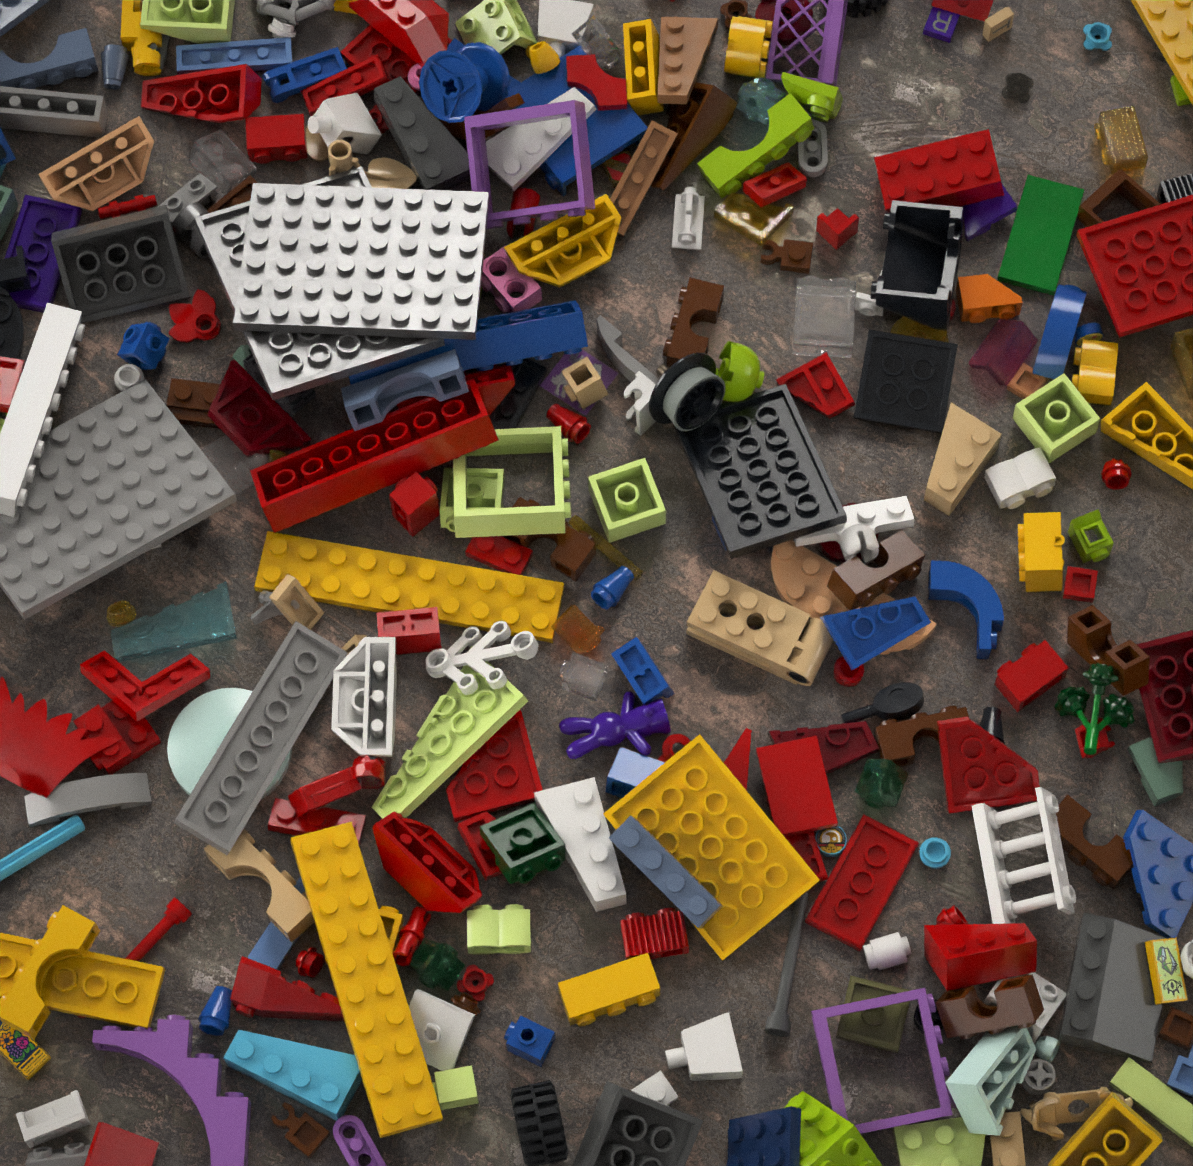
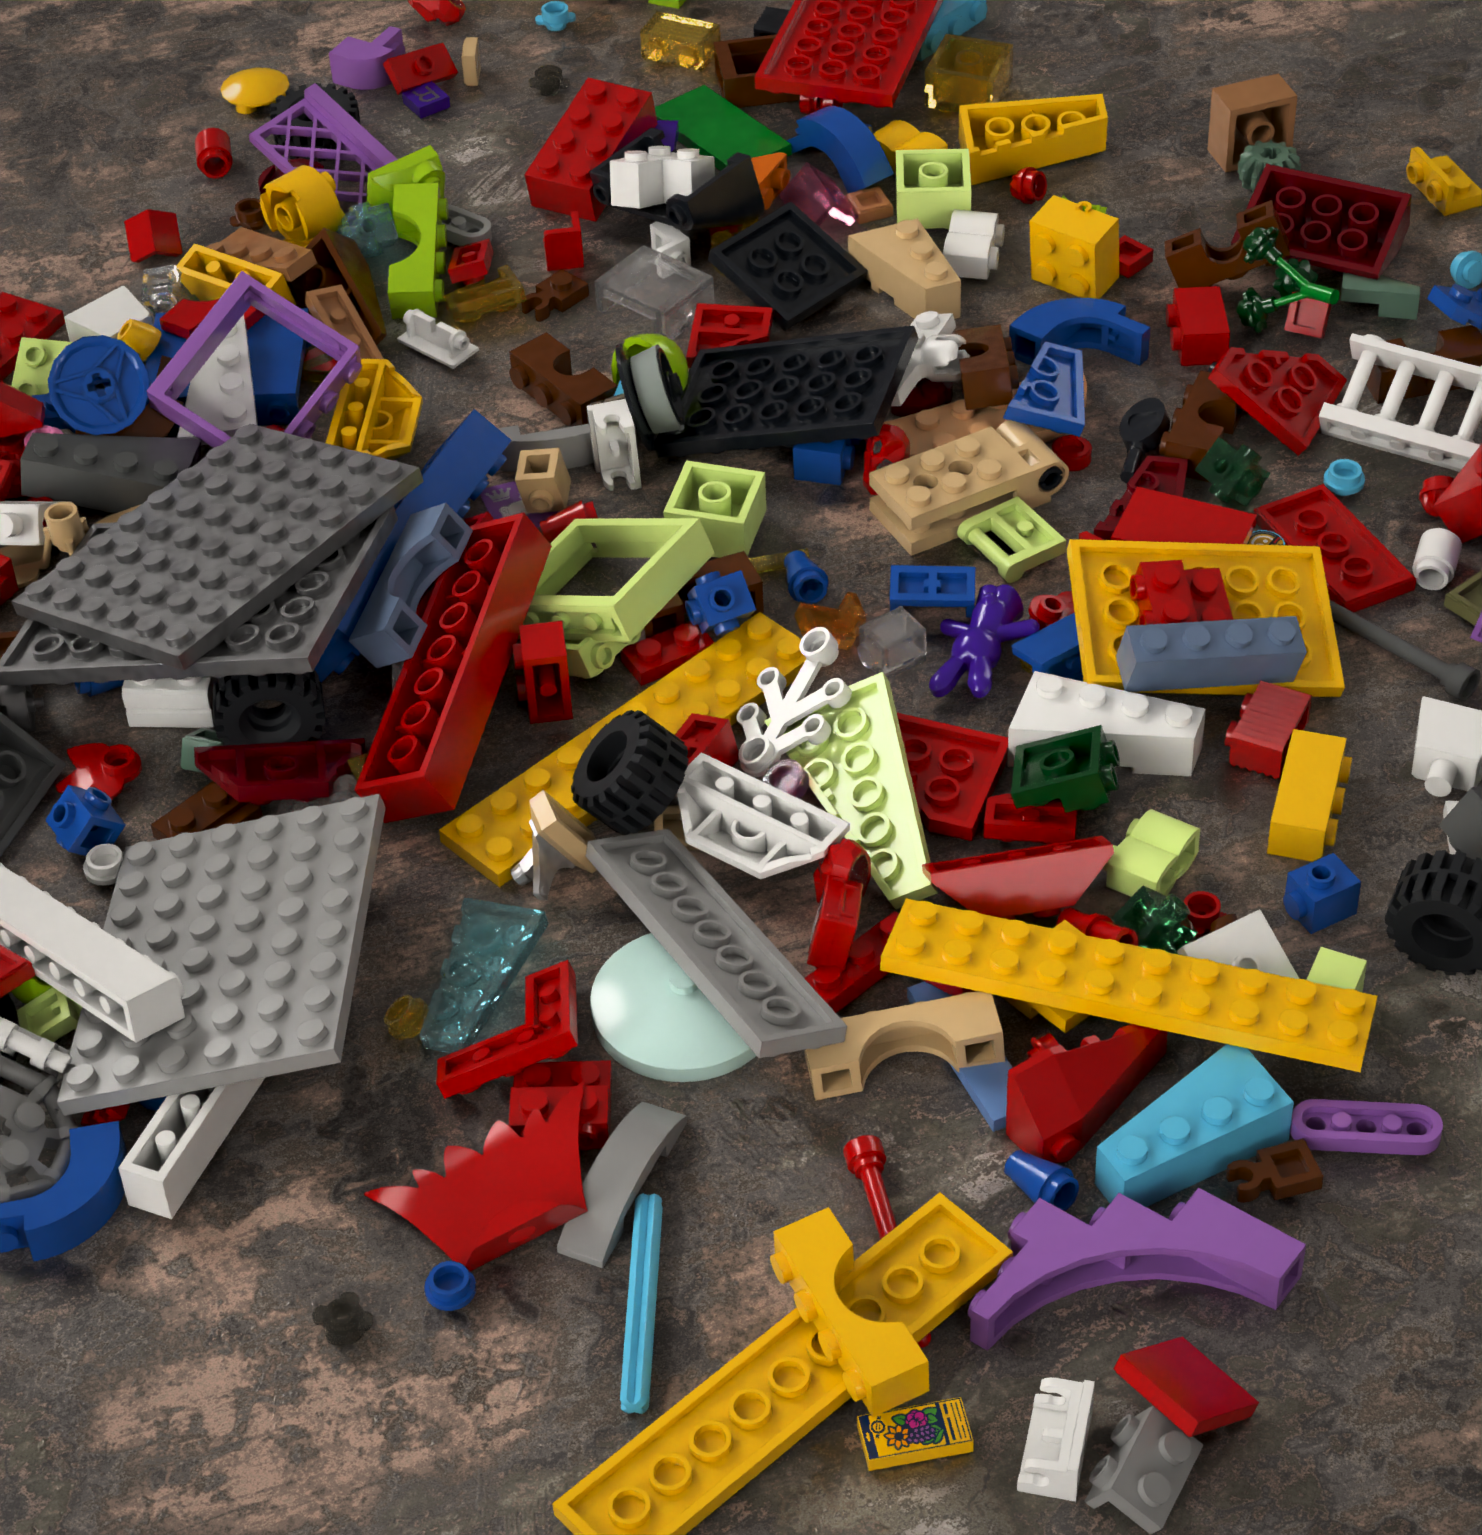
camera: 55 degrees left, 25 degrees down
(348, 611) = (629, 772): none -> black tyre
(429, 691) = (788, 777): none -> clear pink tile
(534, 561) = (729, 592): none -> blue brick
(695, 833) = (1178, 595): none -> red plate
(742, 690) = (1018, 528): none -> yellowish green plate
(749, 569) = (885, 449): none -> red rock
(916, 246) = (655, 176): none -> white brick

